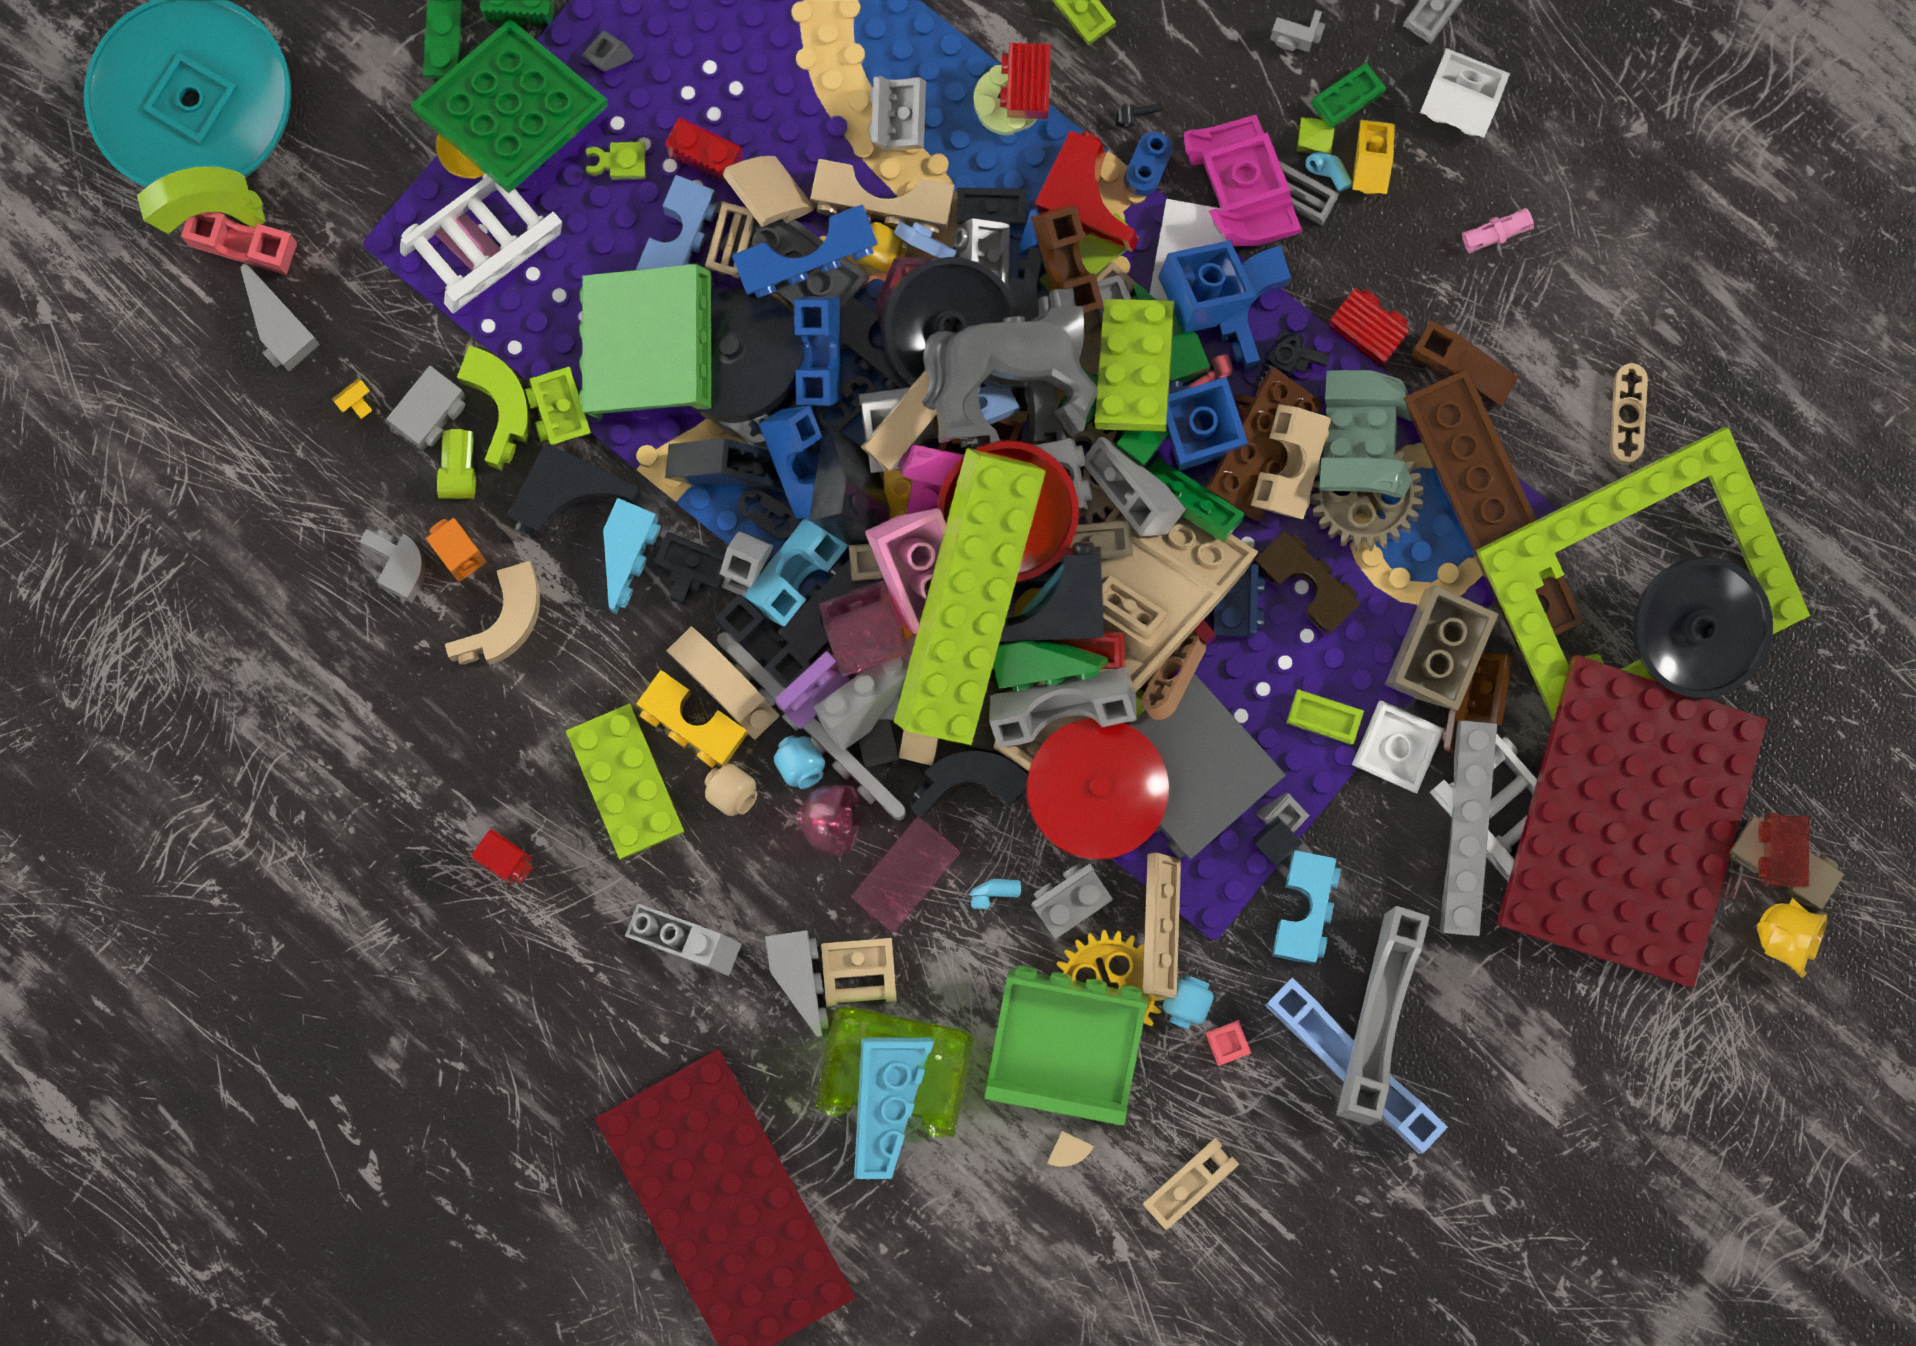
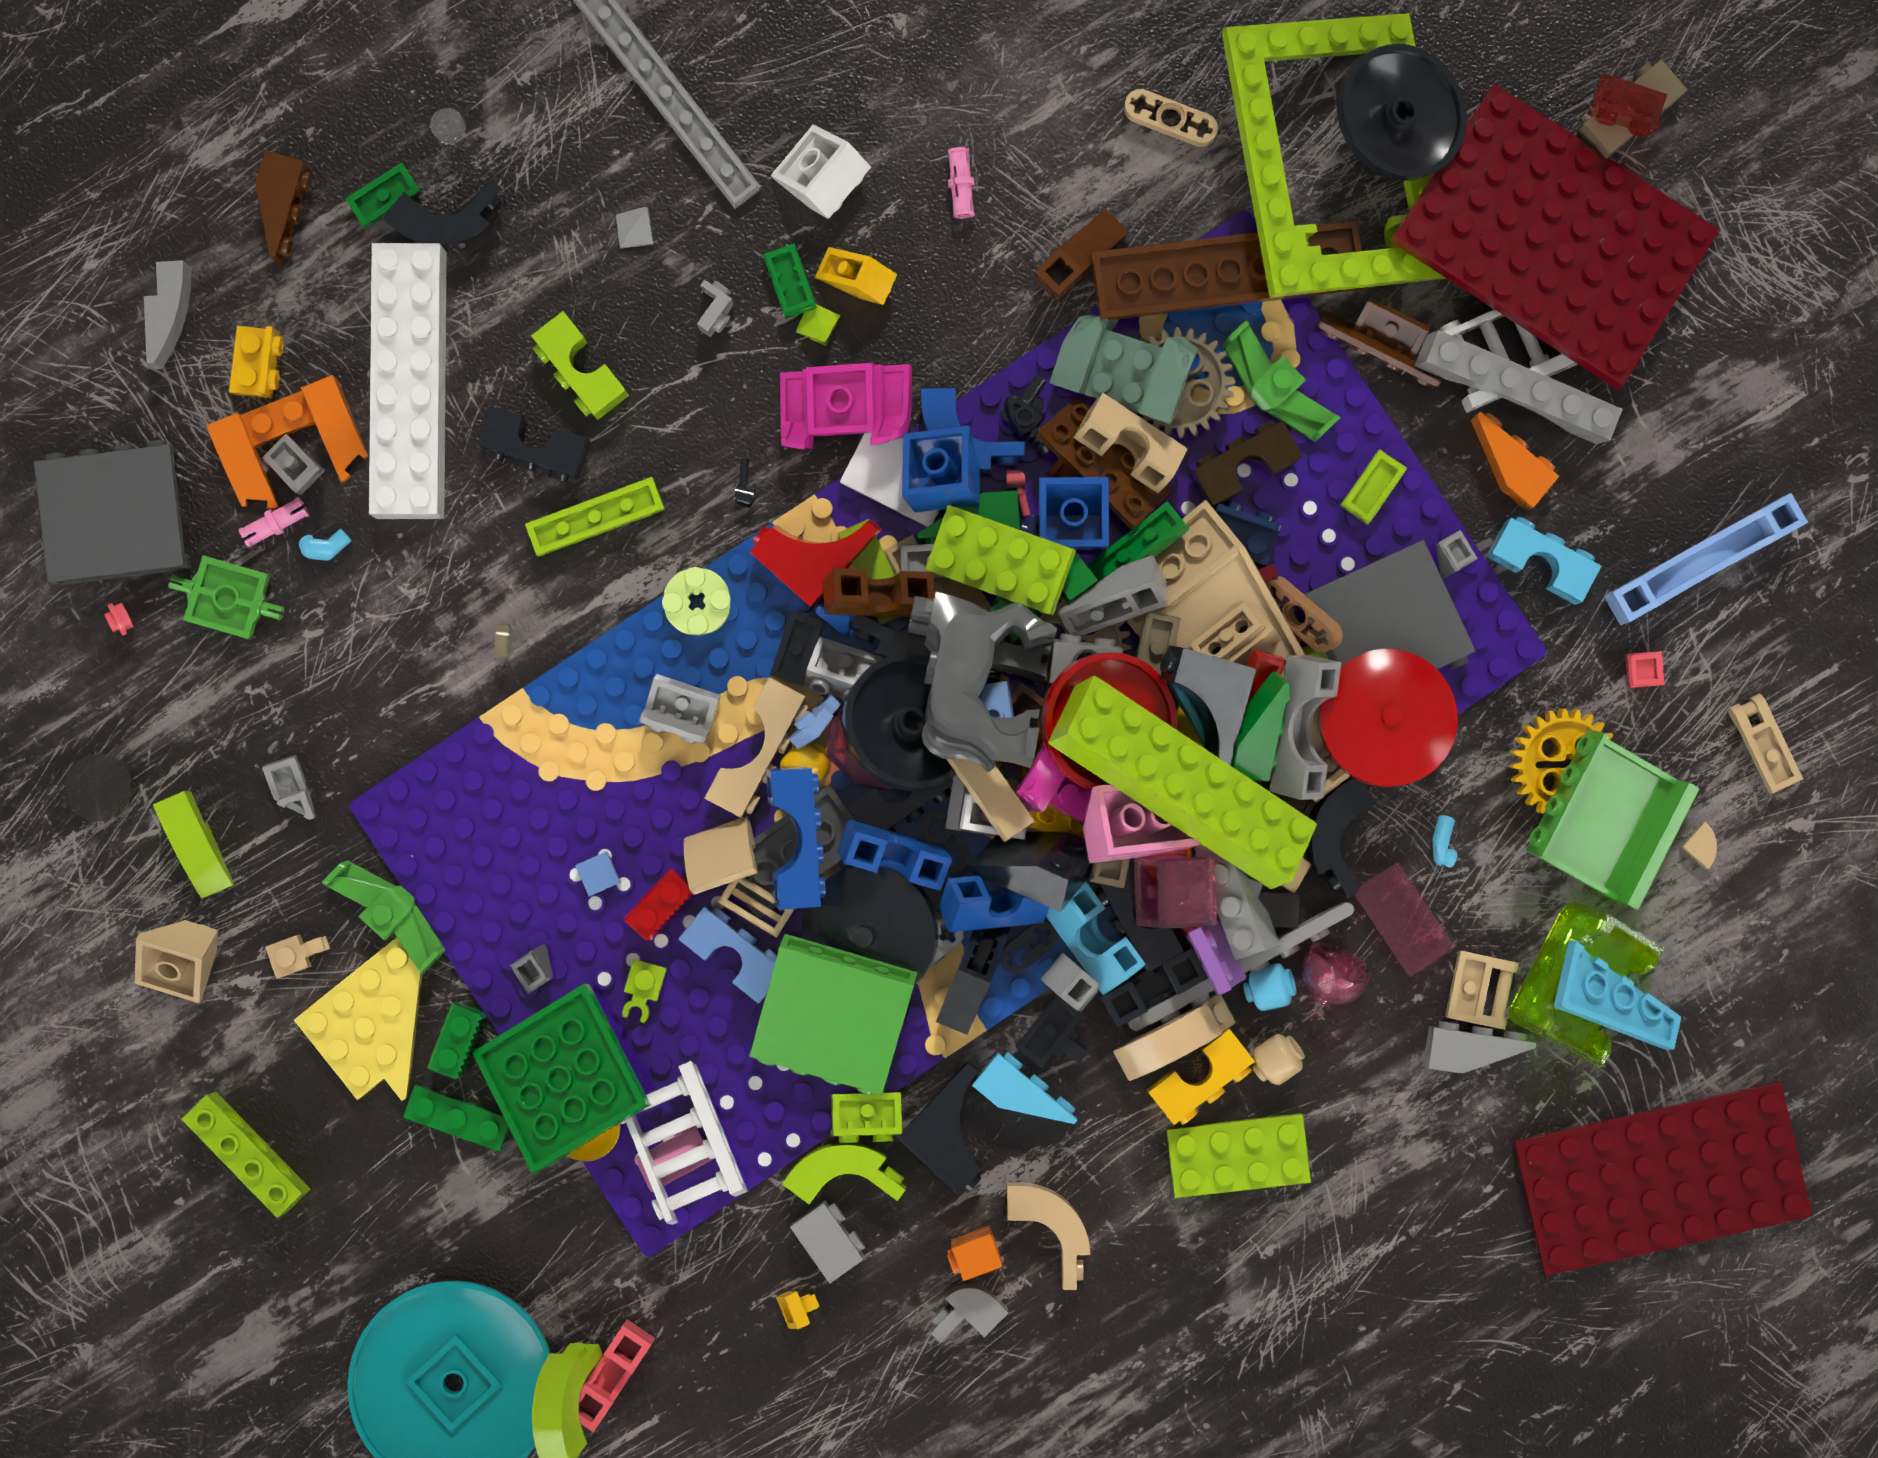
camera: 75 degrees left, 5 degrees up
(277, 327) = (705, 1361): light grey slope -> none
(456, 476) = (900, 1230): lime piece -> none
(502, 858) = (1283, 1292): red brick -> none
(683, 939) = (1405, 1144): light grey slope -> none
(716, 85) = (598, 873): none -> medium blue tile
(1027, 80) = (689, 577): red brick -> none
(1071, 900) = (1472, 774): light grey bracket -> none
(1148, 161) = (796, 487): blue plate -> none
(1161, 926) = (1527, 697): tan tile -> none
(1191, 1002) = (1600, 694): medium azure head -> none
(1277, 840) = (1478, 566): black tile -> none
(1315, 186) = (889, 335): light grey tile -> none
(1329, 166) = (852, 318): medium azure arm -> none
(1370, 326) = (1017, 330): red brick -> none
(1370, 1058) = (1718, 549): light grey arch -> none
(1385, 856) = (1514, 467): none -> orange slope
(1395, 591) = (1276, 385): none -> bright green plate
(1398, 746) = (1419, 428): white tile -> none
(1441, 648) = (1347, 359): dark tan slope -> none
(1791, 934) = (1700, 125): yellow helmet -> none

